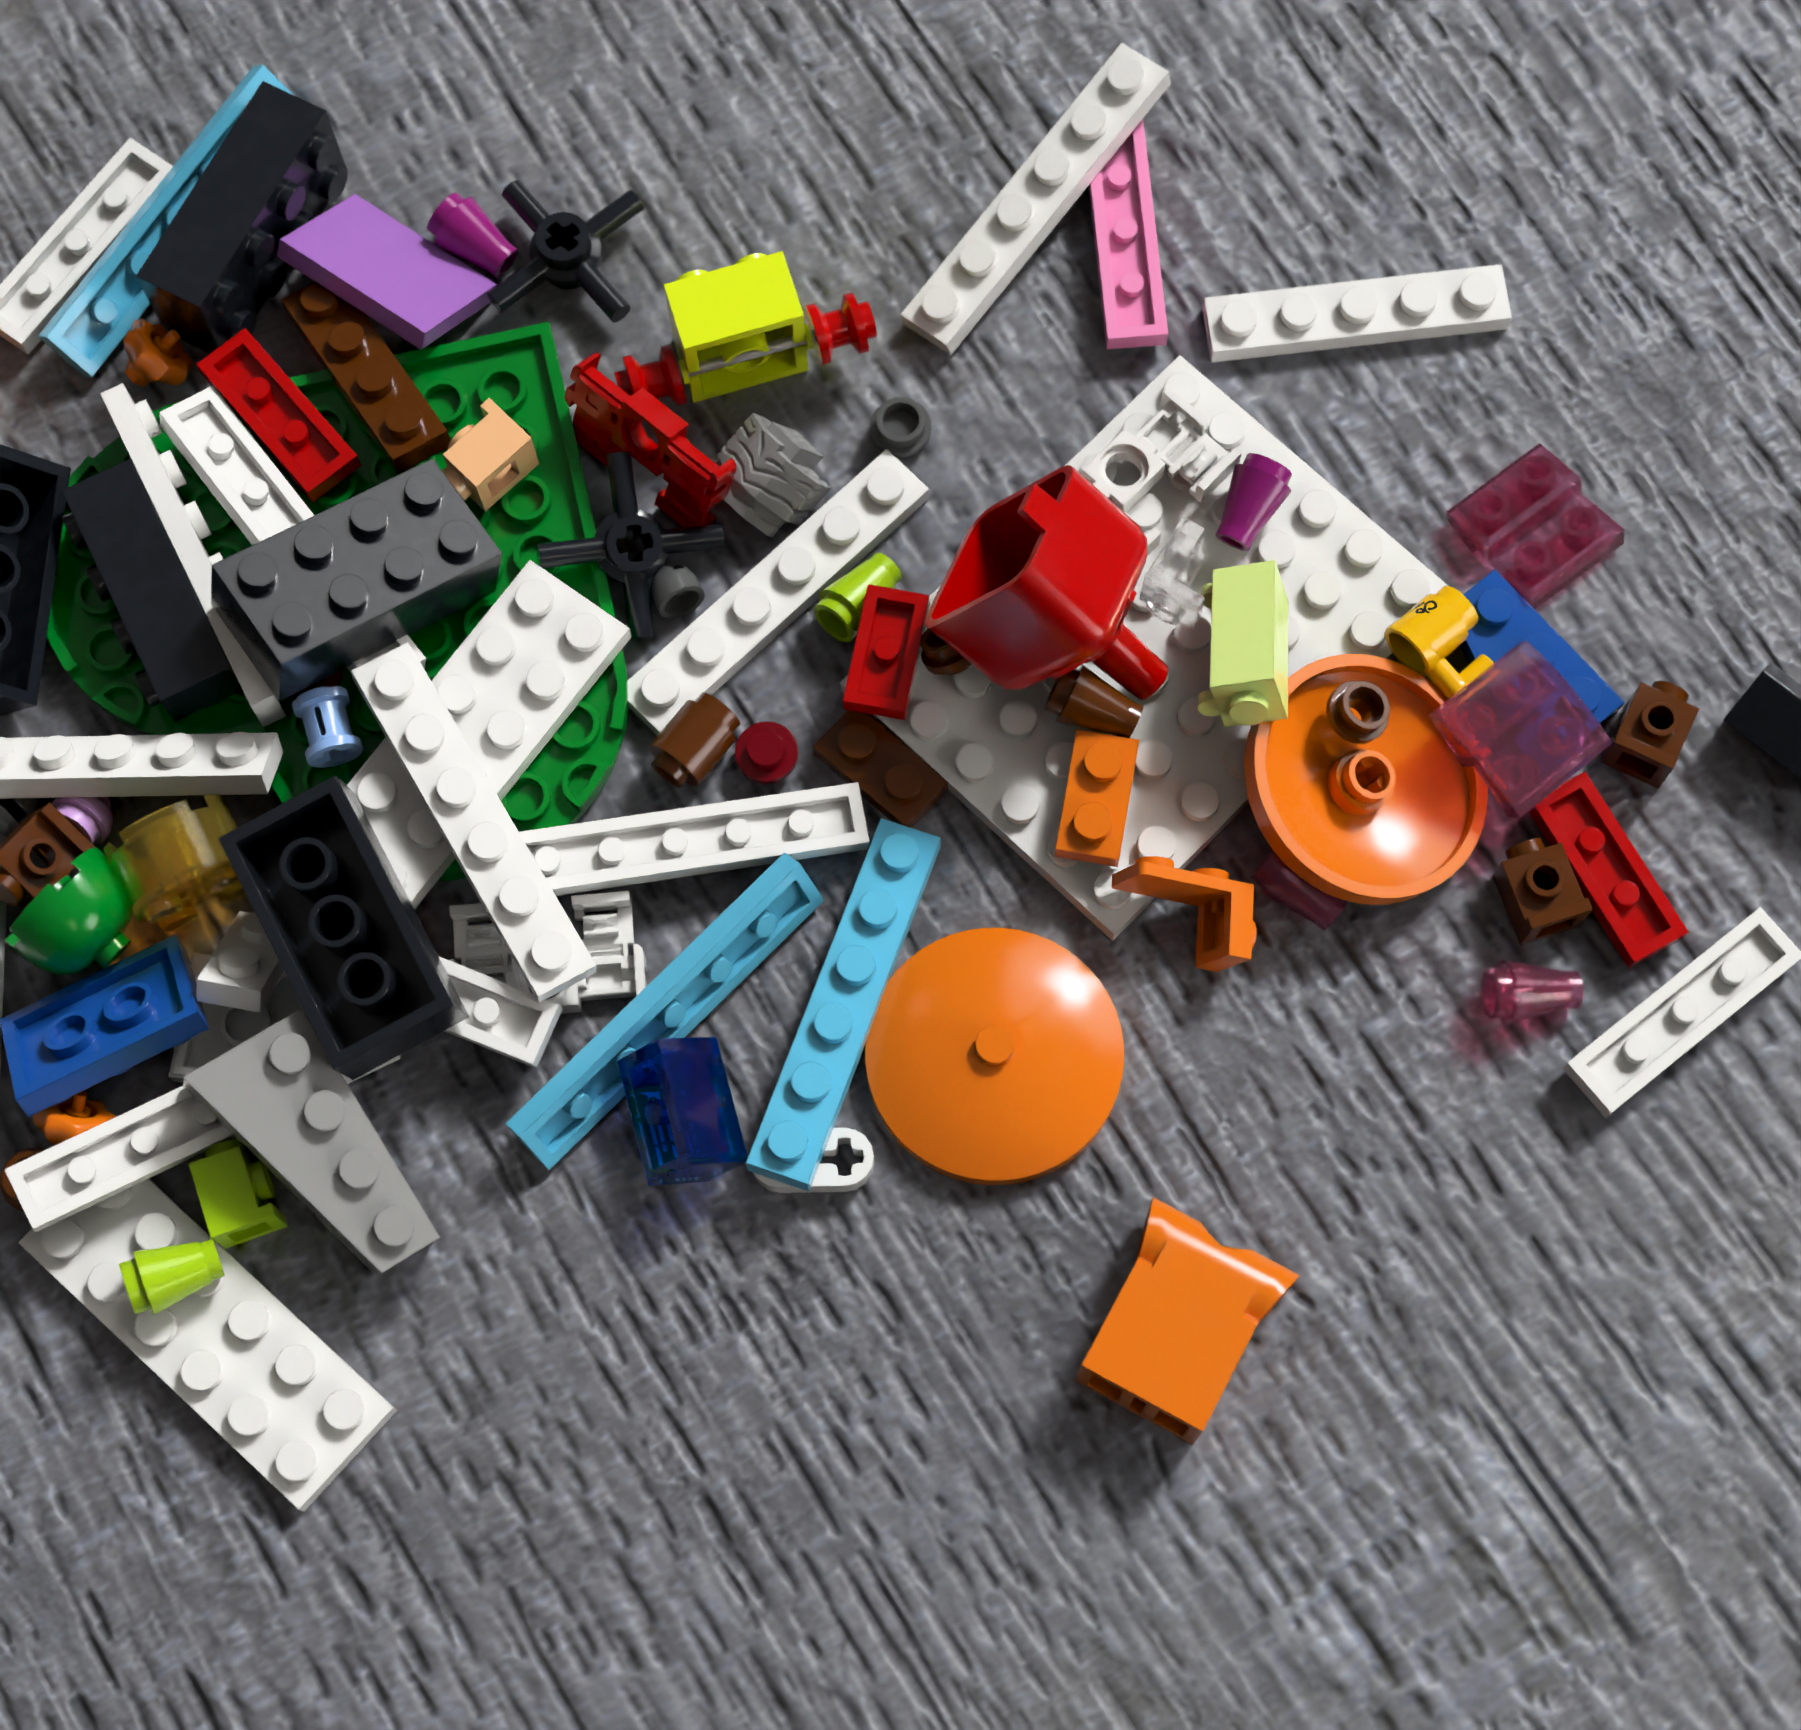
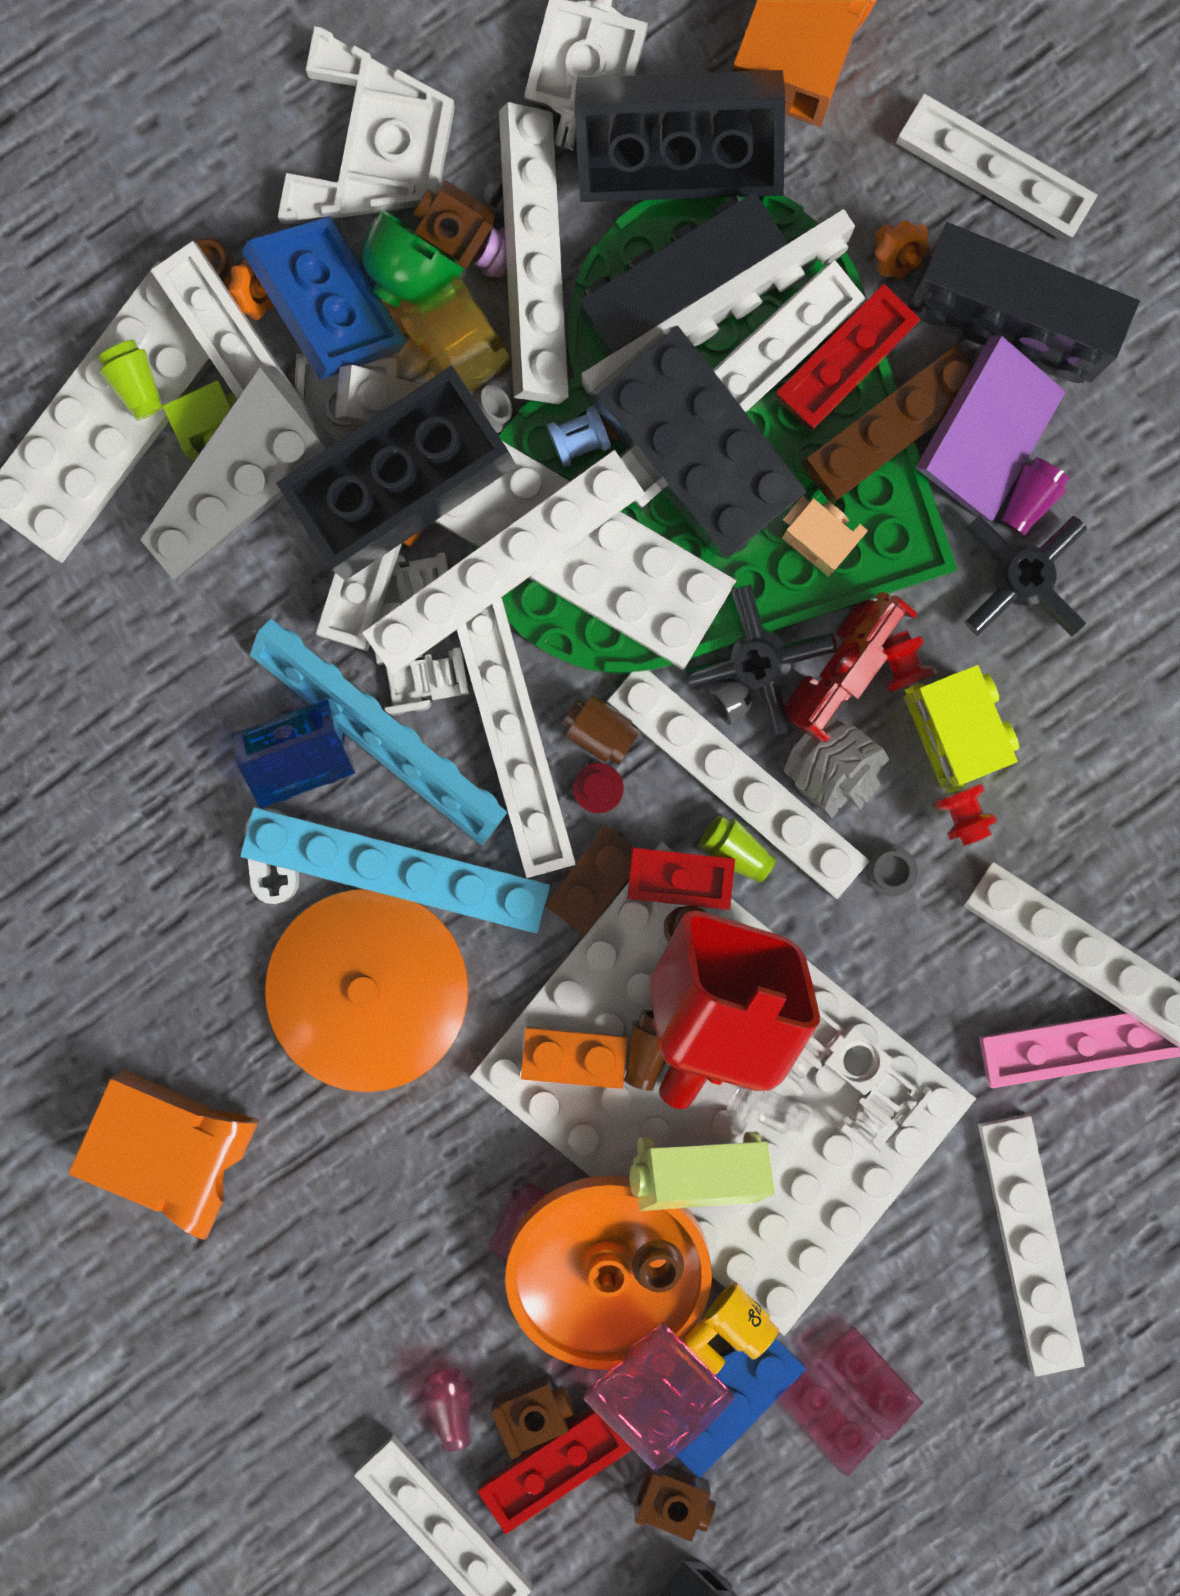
camera: 85 degrees right, 15 degrees up
(110, 294) = (941, 196): medium azure plate -> none
(1224, 906) = (490, 1163): orange bracket -> none
(1253, 498) = (839, 1168): magenta cone -> none

